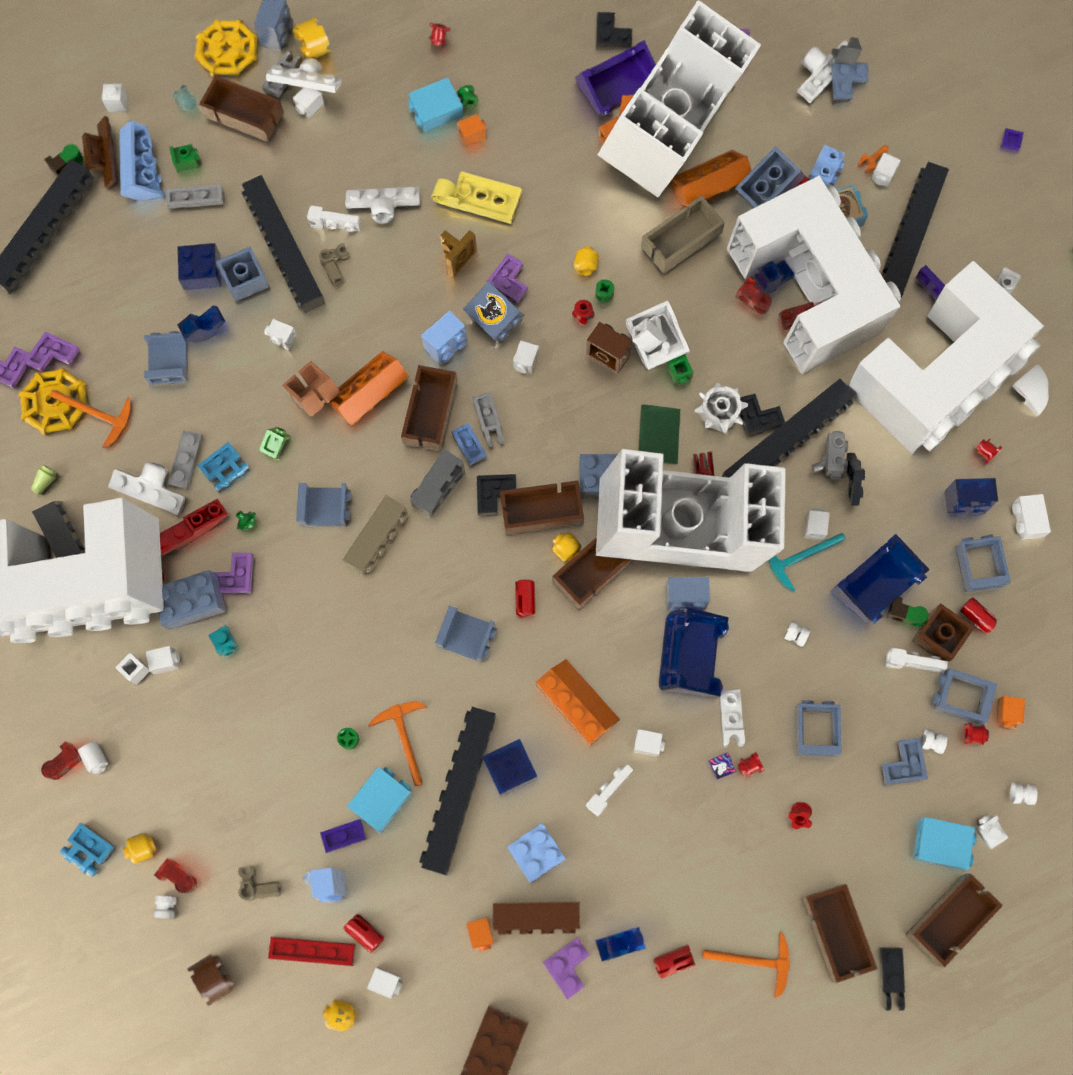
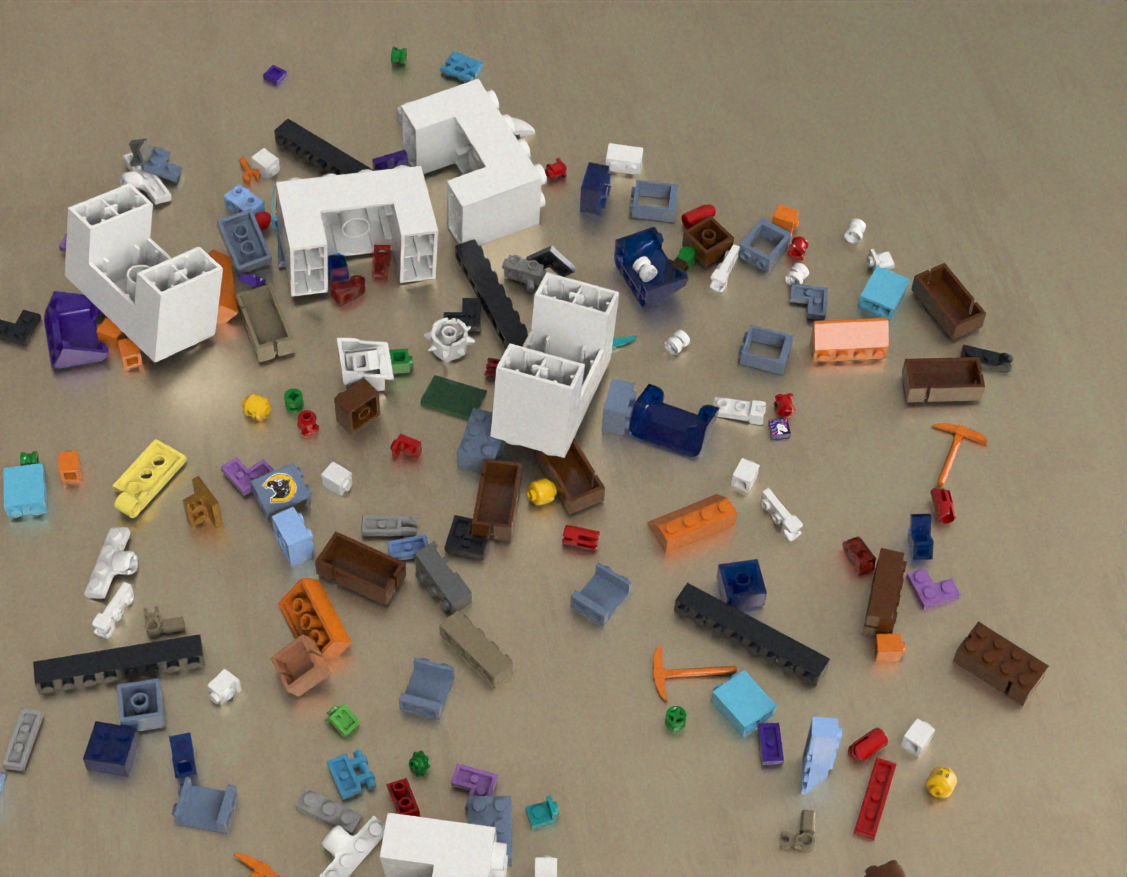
camera: 80 degrees left, 20 degrees down
(536, 853) = (825, 584): light blue brick -> none
(582, 406) = (407, 445): none -> red bracket
(584, 881) = (859, 555): none -> clear red leg
(726, 209) = (252, 280): none -> dark purple plate
(800, 815) = (838, 380): red brick -> none
(857, 817) = (849, 339): none -> slope
(876, 576) = (645, 269): none -> white wheel

